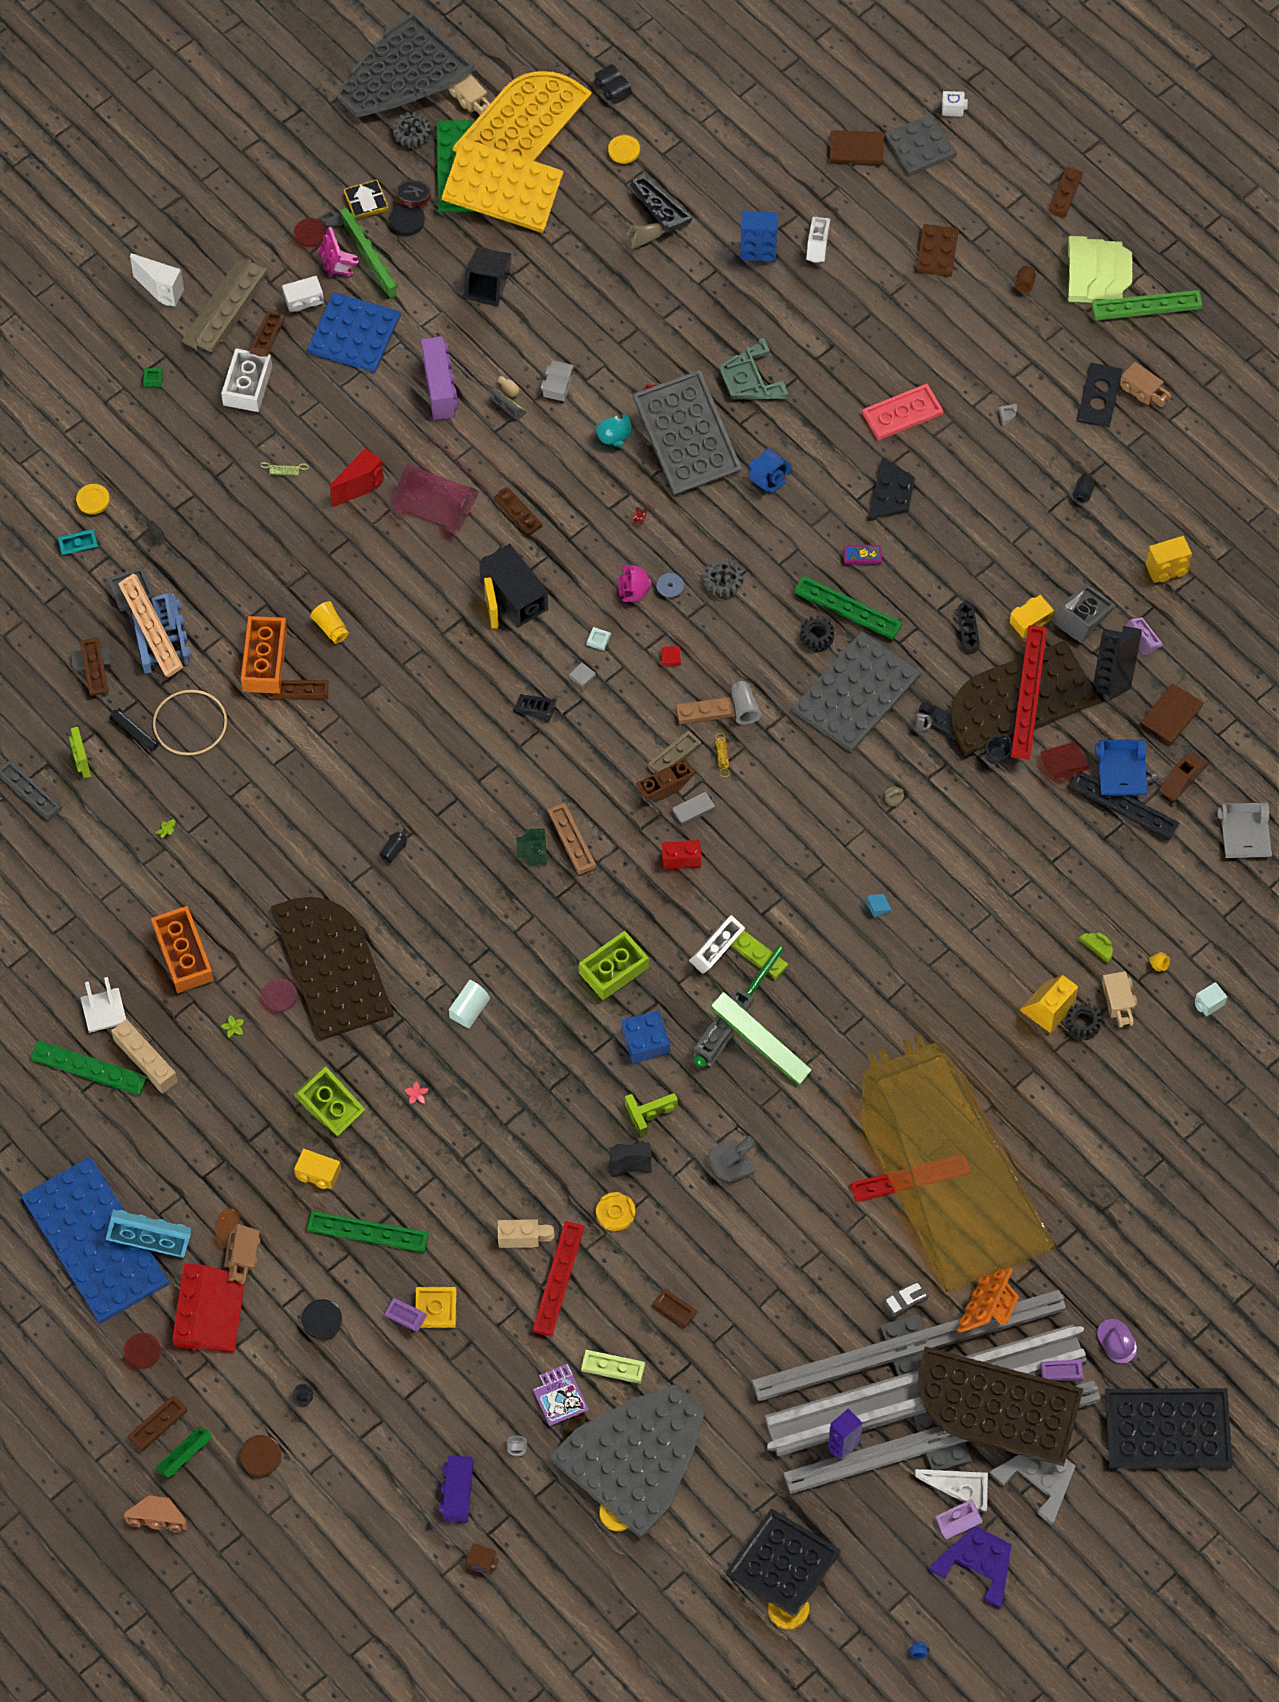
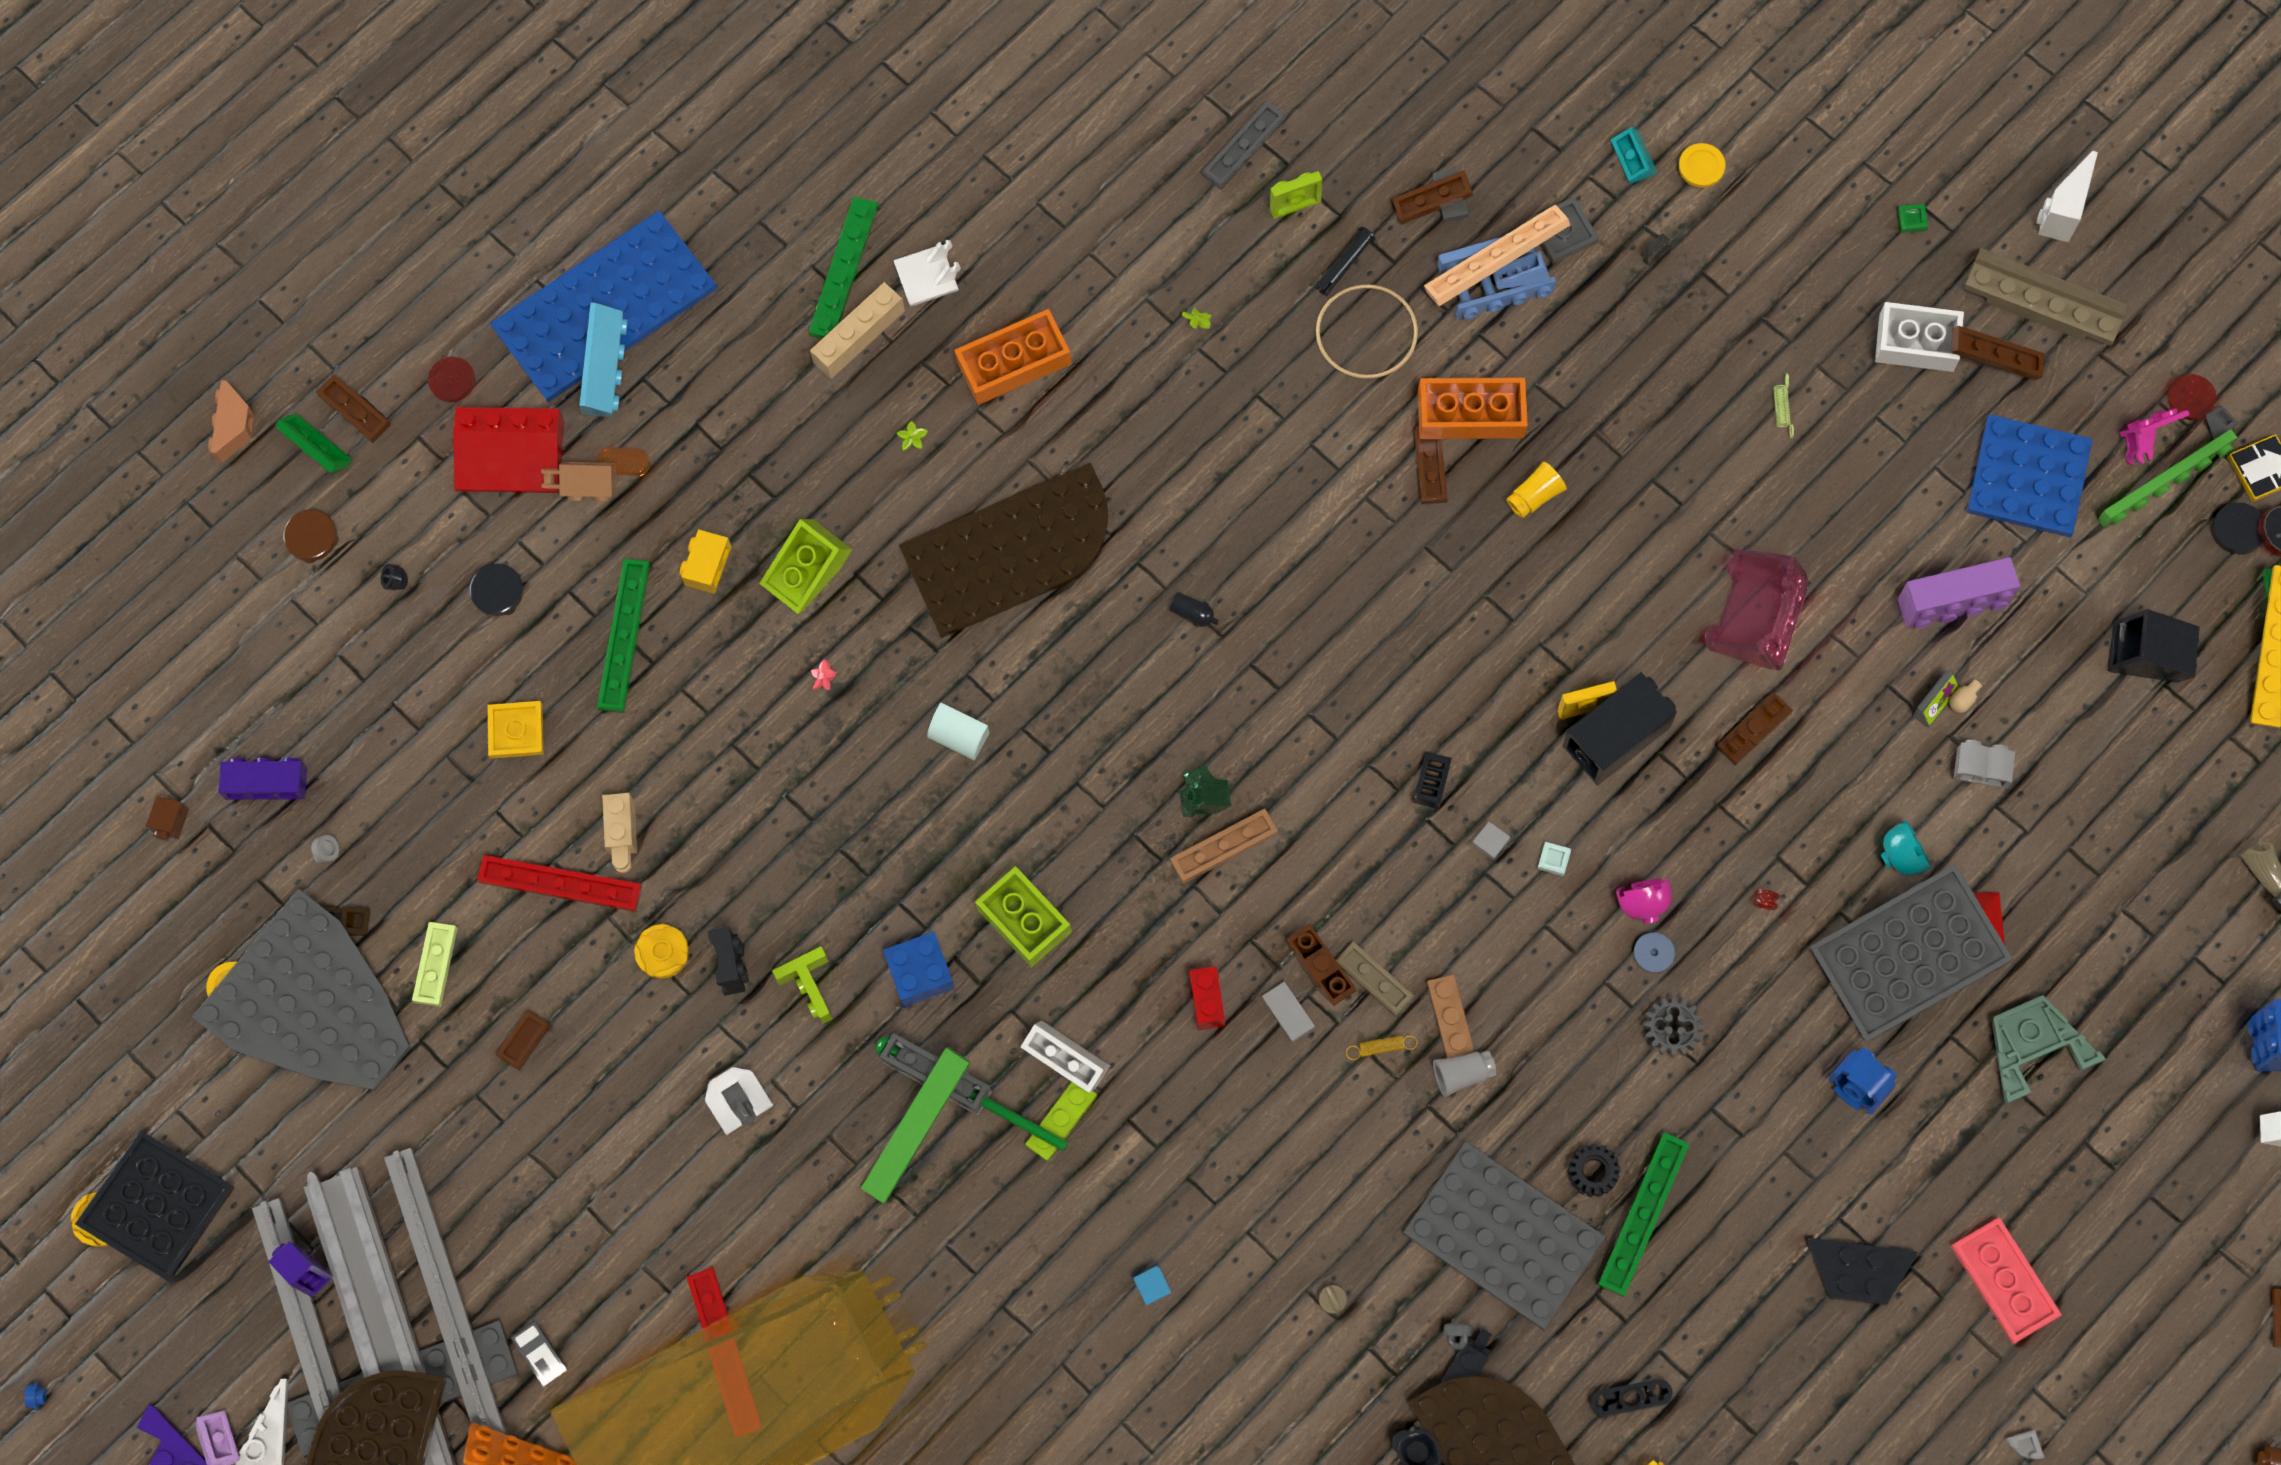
camera: 90 degrees right, 10 degrees up
(279, 995) = (959, 488): clear pink piece -> none
(303, 294) = (2078, 396): white brick -> none
(358, 478) = (1772, 499): red slope -> none
(405, 1314) = (501, 691): medium lavender tile -> none
(560, 1395) = (395, 899): sticker -> none
(671, 656) = (1536, 962): red tile -> none
(862, 554) = (1741, 1231): tile -> none

